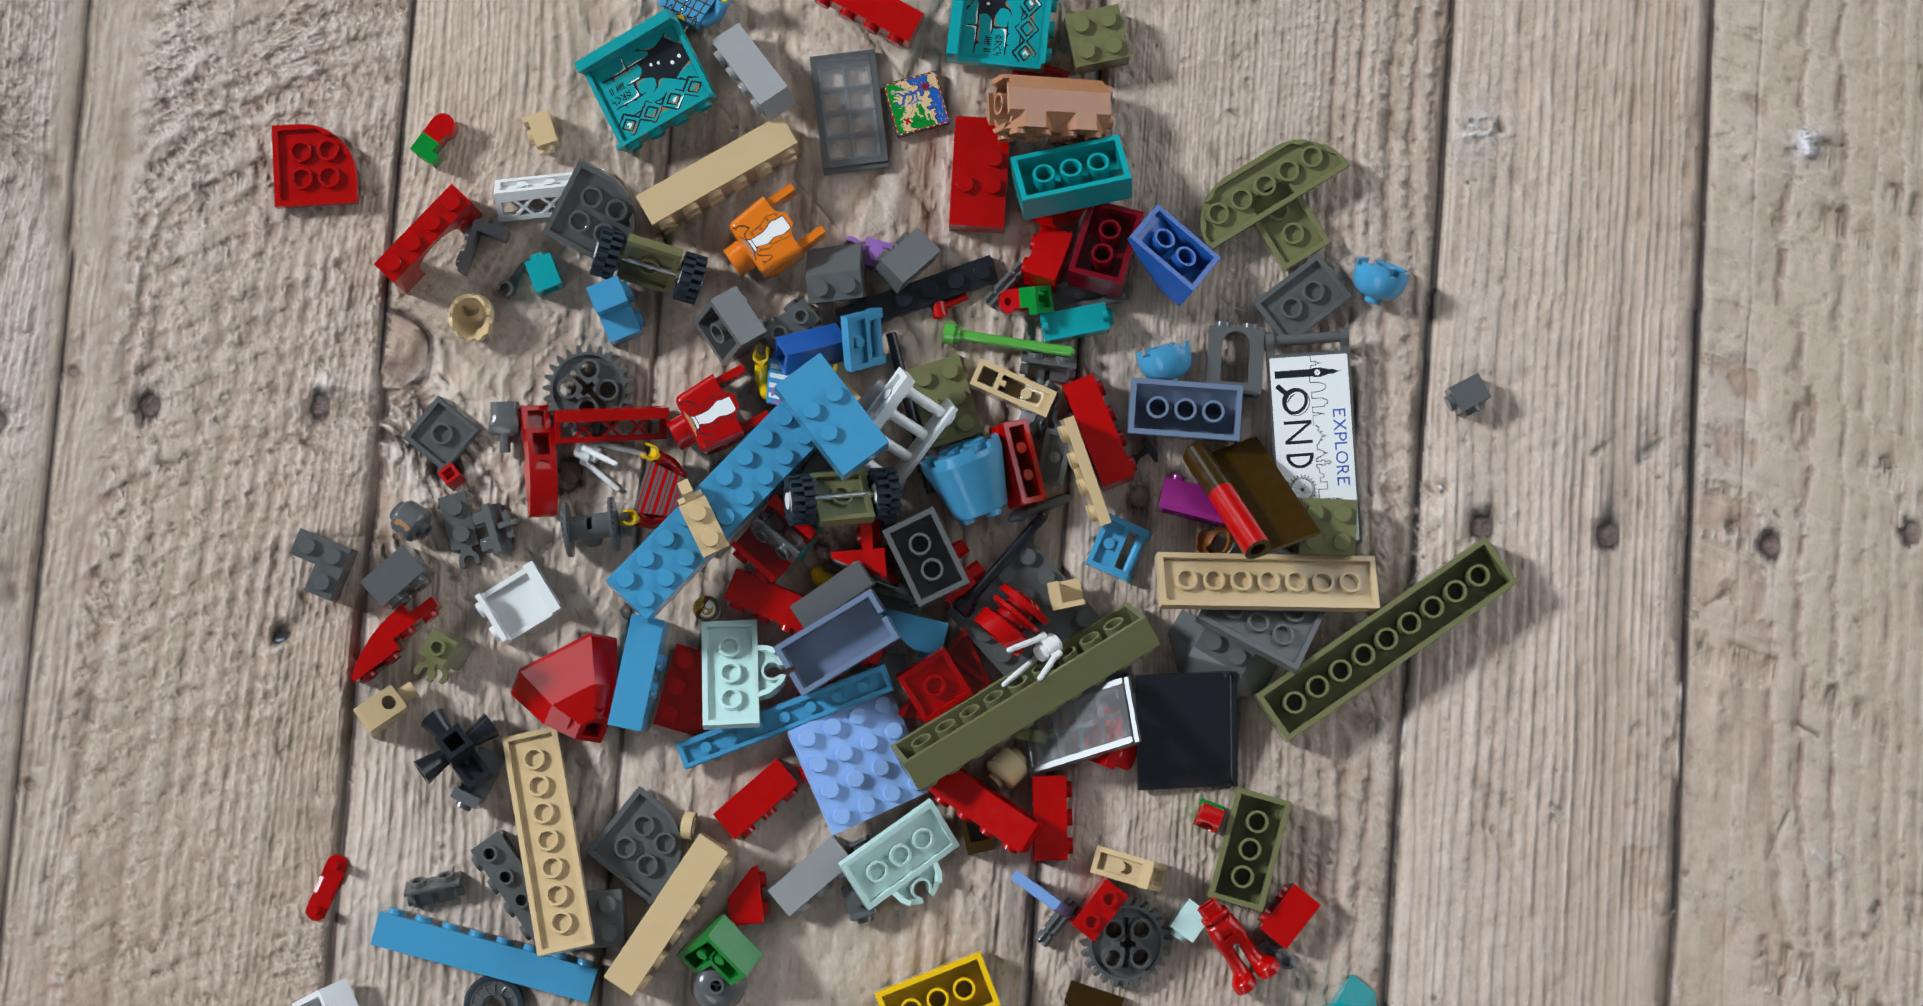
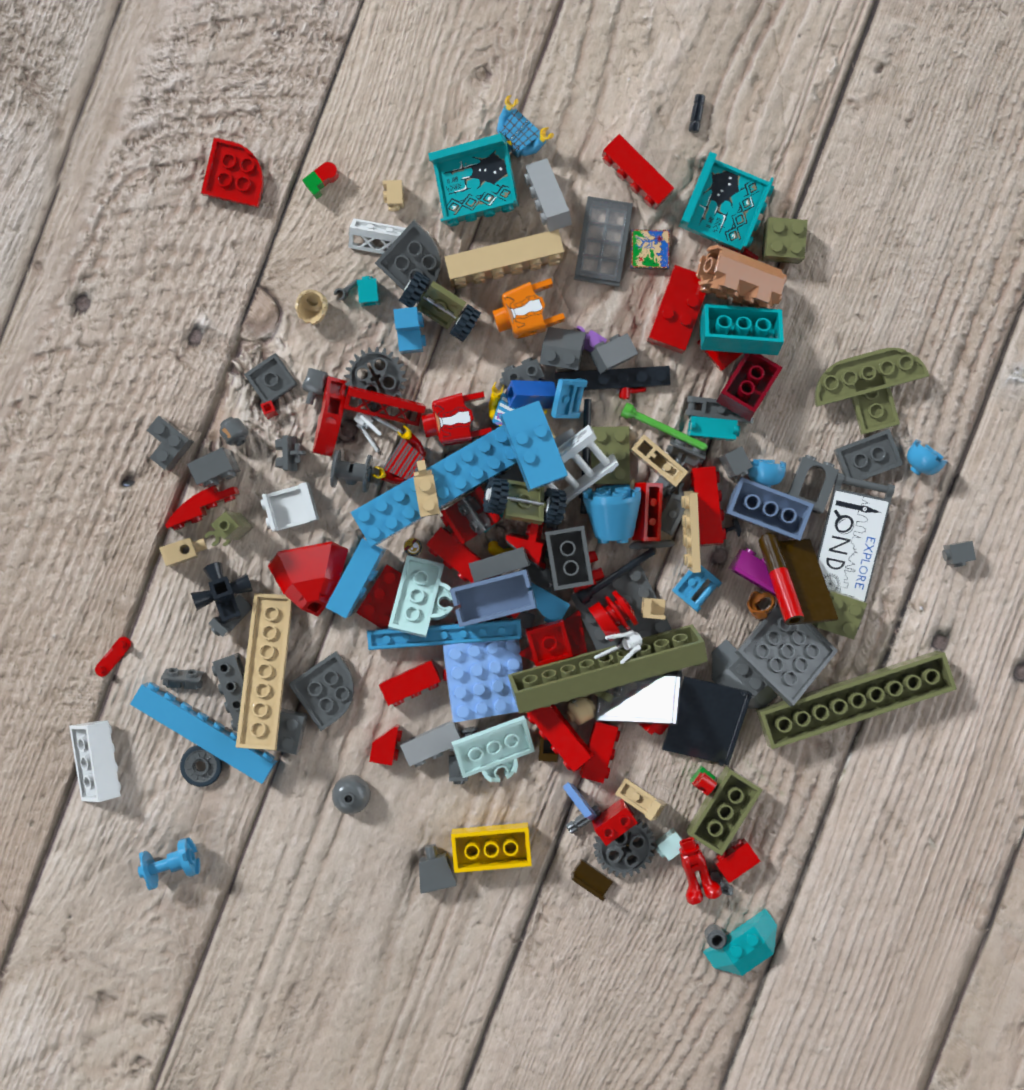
camera: 20 degrees right, 5 degrees up
(404, 257) = (277, 252): red arch -> none
(460, 526) = (265, 445): dark grey plate -> none
(491, 229) = (330, 249): dark grey bracket -> none
(668, 913) = (326, 745): tan brick -> none
(689, 825) = (360, 686): tan tile -> none
(723, 948) = (359, 774): green brick -> none
(730, 325) = (482, 363): dark grey brick -> none
(1009, 281) = (674, 389): dark grey axle -> none
(1035, 299) = (693, 405): green leg -> none
(1048, 257) = (708, 379): red brick -> none
(1119, 360) = (736, 463): none -> dark grey brick
(1172, 254) = (793, 402): blue slope -> none
(1267, 582) = (794, 643): tan plate -> none

